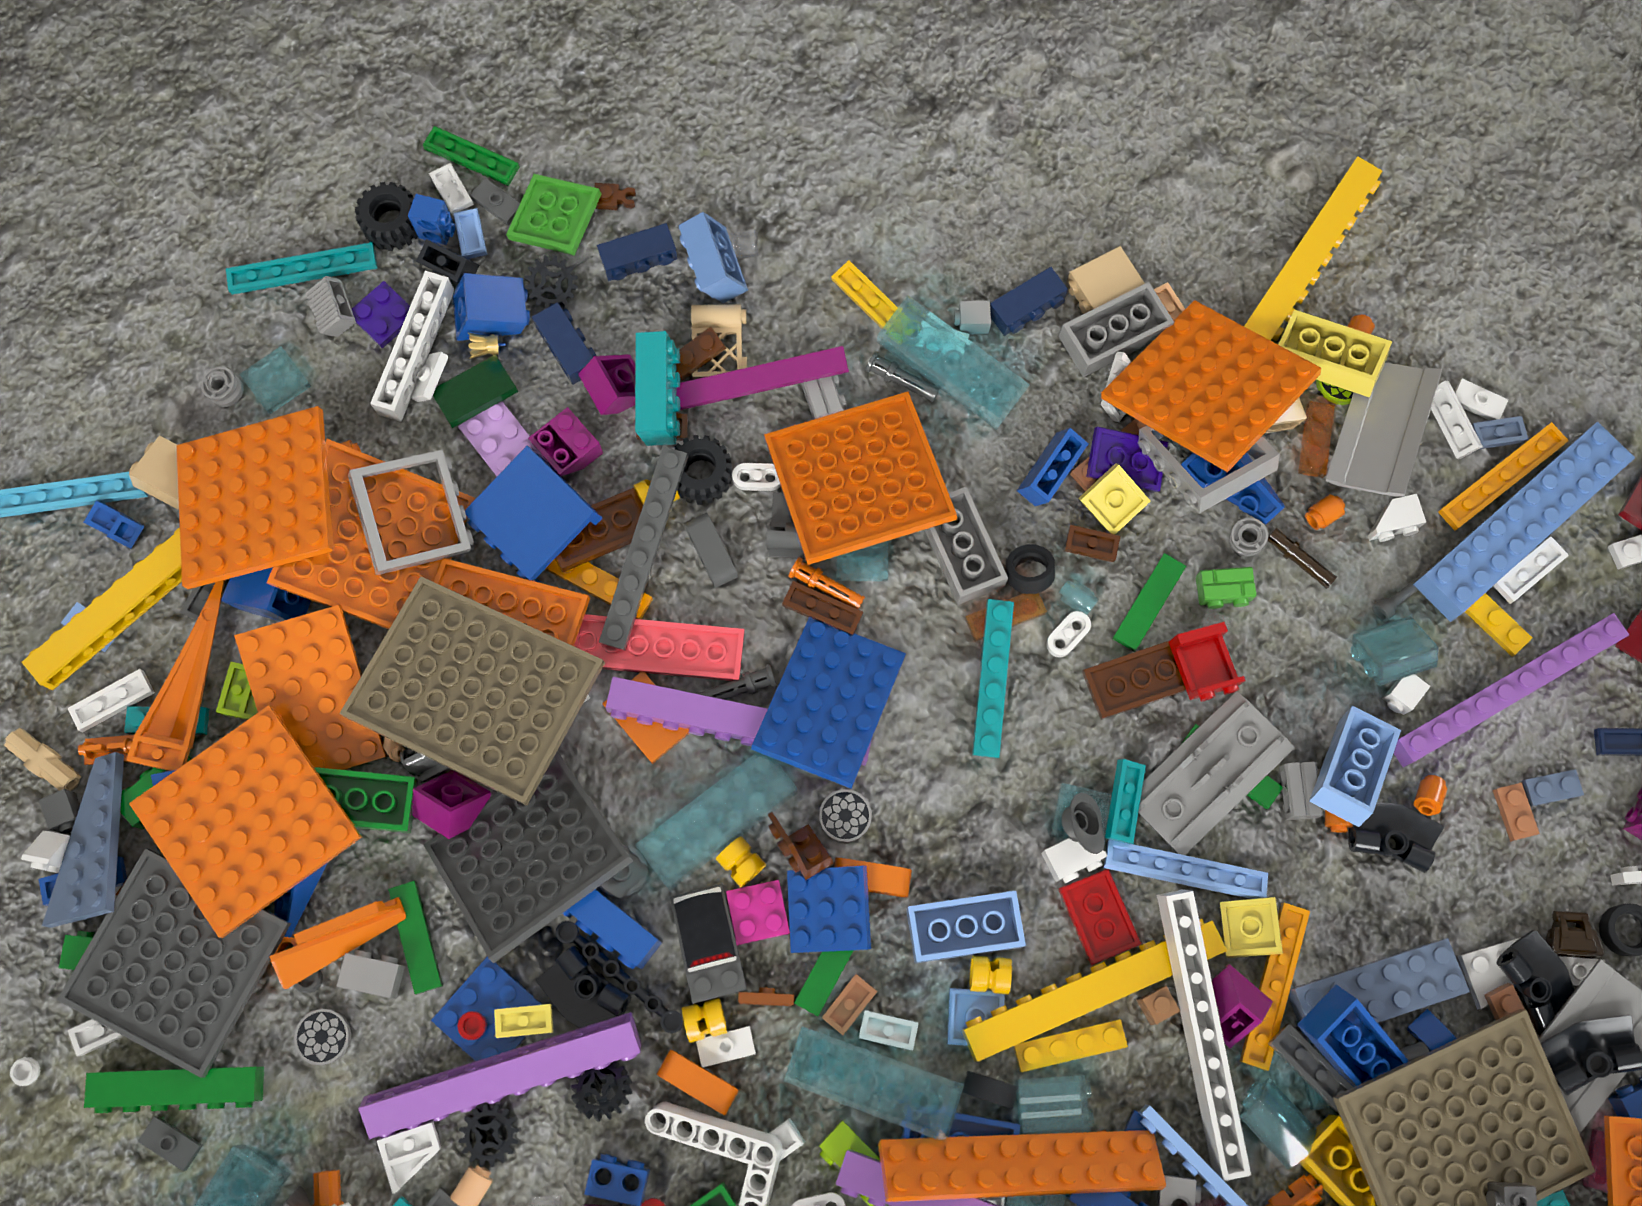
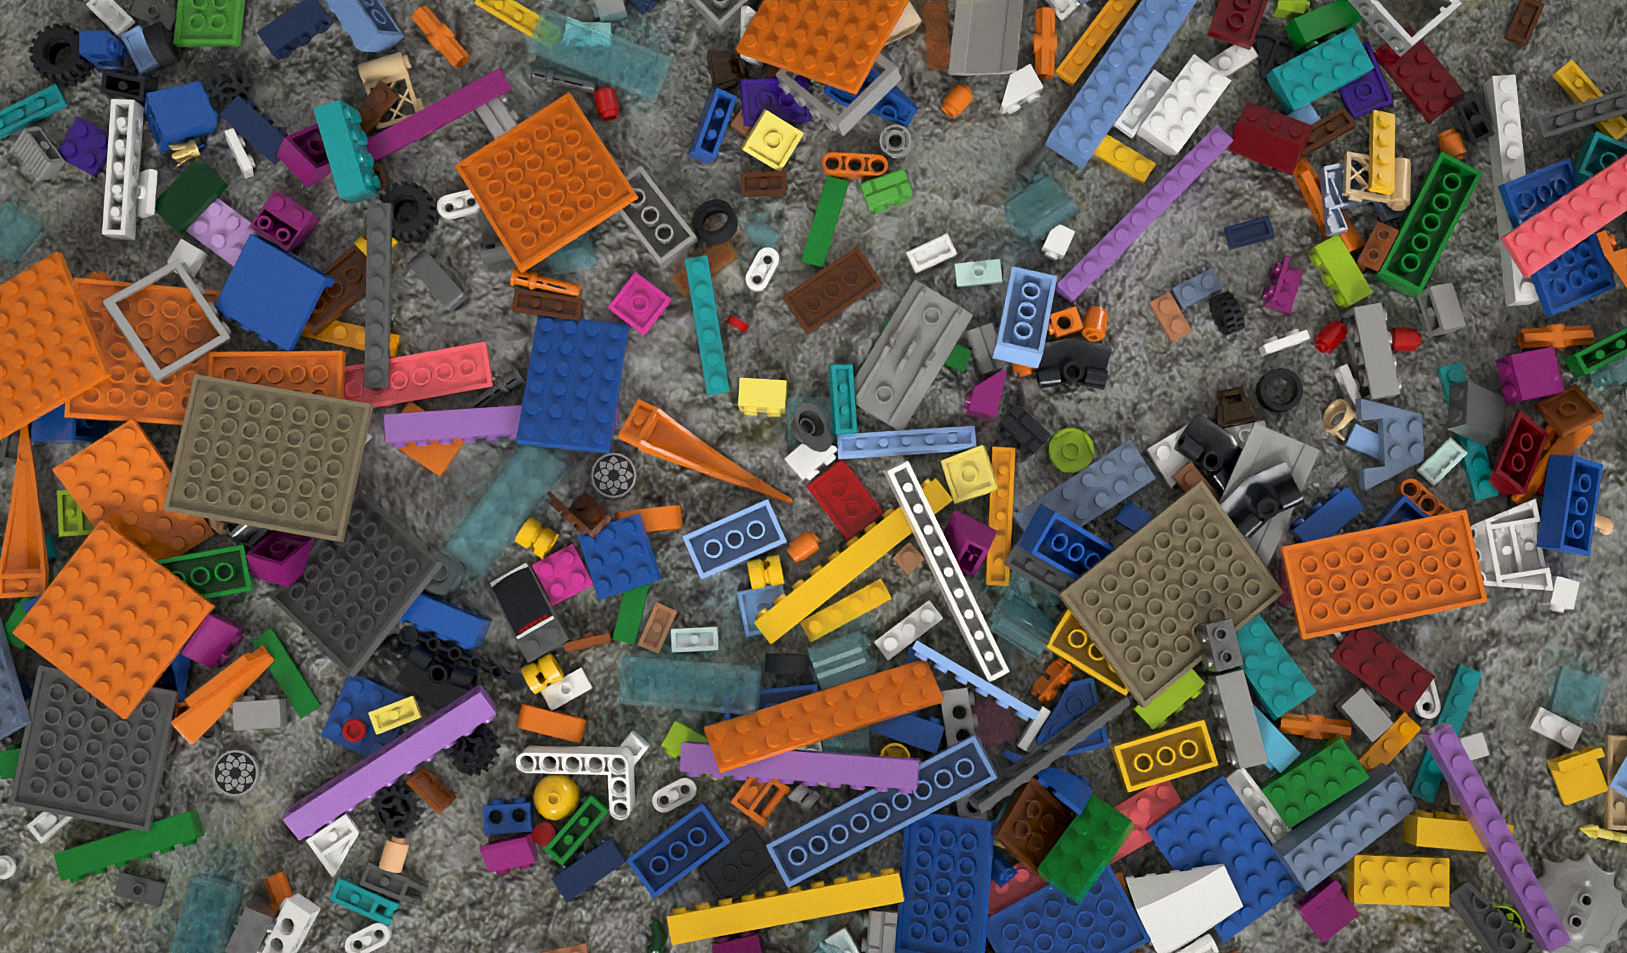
camera: 10 degrees left, 10 degrees up
(347, 877) = (214, 641): none -> magenta slope
(455, 450) = (190, 255): none -> white brick
(493, 231) = (161, 44): none -> black tyre
(537, 1122) = (431, 790): none -> dark orange plate
(539, 353) = (236, 145): none -> white plate
(679, 1172) = (556, 797): none -> yellow cylinder
(786, 301) = (440, 37): none -> orange piece
(914, 790) = (665, 438): none -> orange plate
(924, 634) = (639, 304): none -> dark pink plate
(944, 414) = (606, 103): none -> red brick
(1027, 685) = (737, 323): none -> red tile
(1037, 773) = (762, 396): none -> light yellow brick
(1040, 957) = (803, 546): none -> orange brick
(1076, 412) = (722, 72): none -> dark brown piece
(1137, 1090) = (908, 630): none -> white plate
(1185, 554) = (844, 160): none -> orange beam
(1205, 662) = (882, 262): red panel -> none
(1262, 667) = (931, 253): none -> white plate
(1291, 845) = (985, 397): none -> magenta slope
(1301, 558) = (945, 147): dark brown pin -> none
(1307, 703) = (978, 273): none -> light aqua plate
(1323, 894) = (1023, 430): none -> black brick
(1371, 932) = (1070, 450): none -> lime tile
(1406, 786) = (1073, 319): none -> orange brick
(1435, 476) = (1044, 43): none -> orange piece
(1576, 585) = (1183, 106): none -> white brick
(1585, 824) = (1226, 313): none -> black tyre

